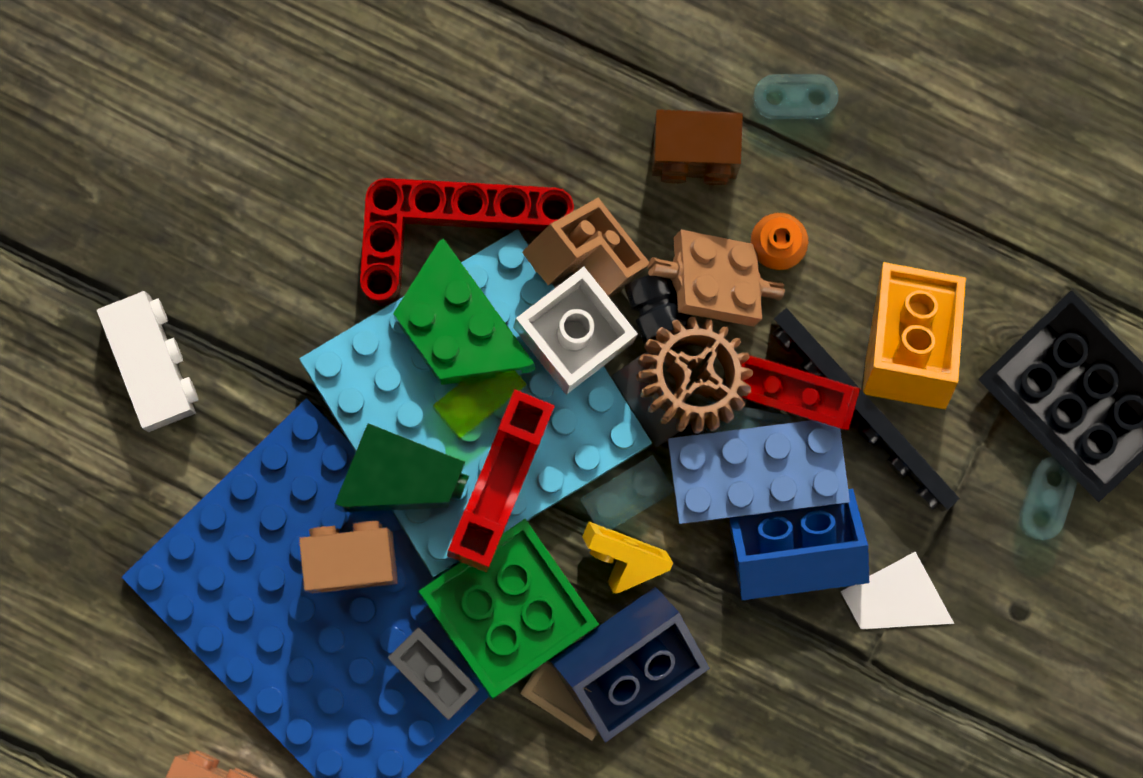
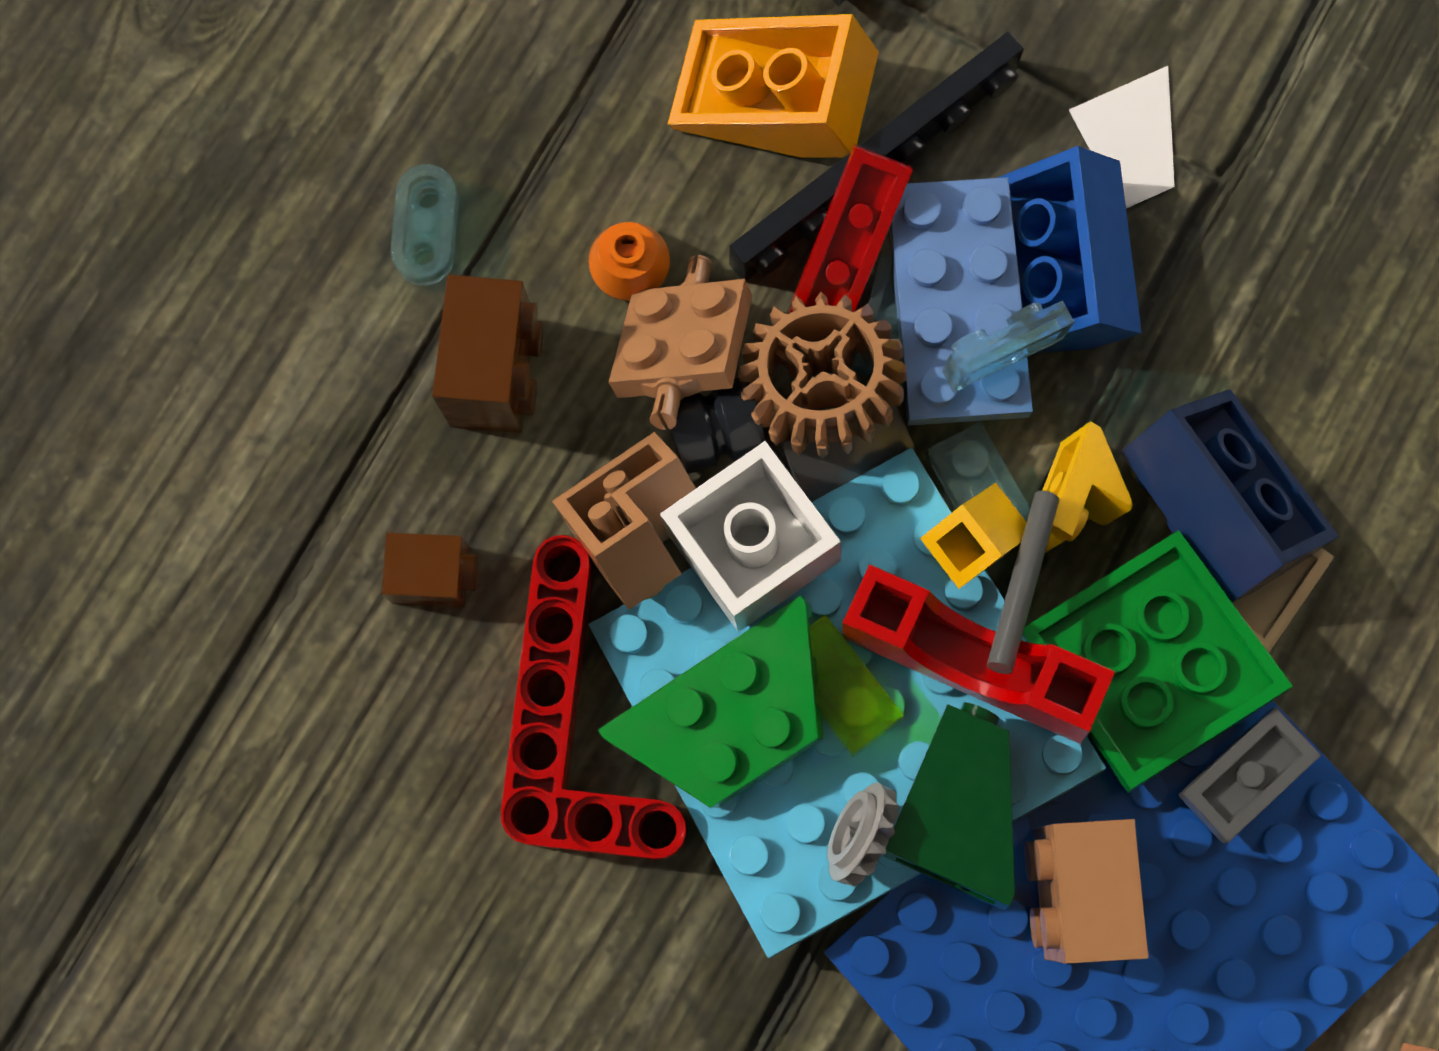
camera: 85 degrees left, 5 degrees down
(378, 410) = (862, 834): none -> light grey gear
(548, 119) = (428, 569): none -> reddish brown brick
(552, 512) = (1023, 582): none -> dark grey bar
(585, 484) = (976, 535): none -> yellow brick
(729, 513) = (1027, 333): none -> clear light blue plate

